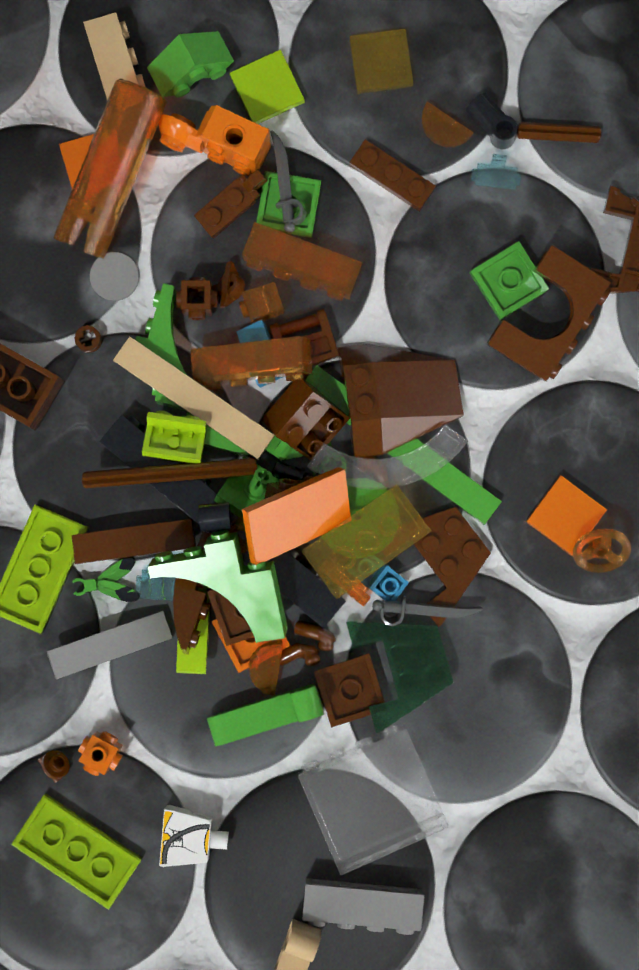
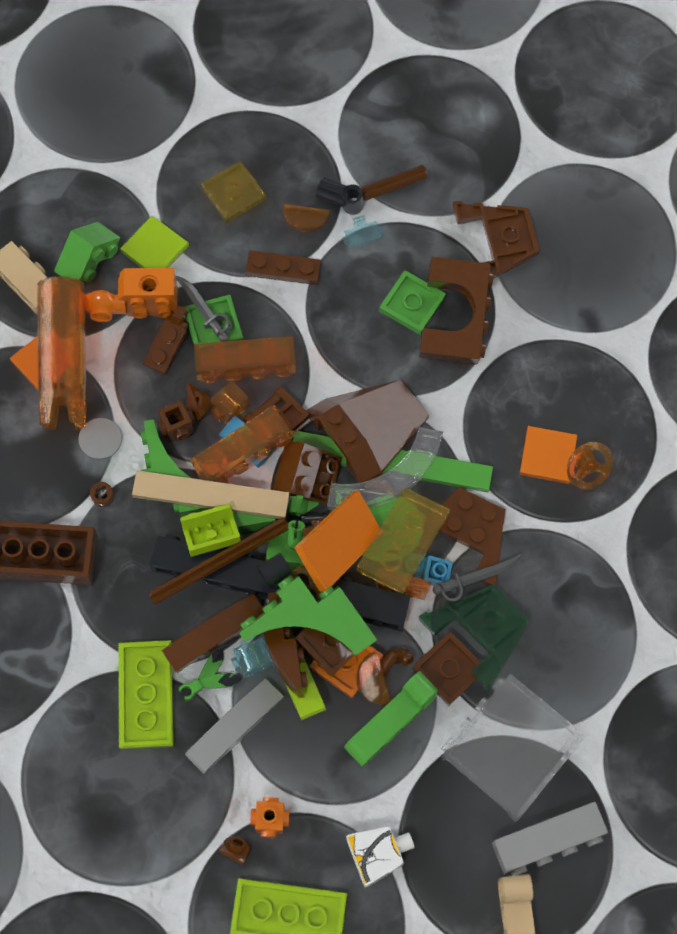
camera: 20 degrees left, 15 degrees down
(316, 632) = (398, 635): reddish brown arm -> none

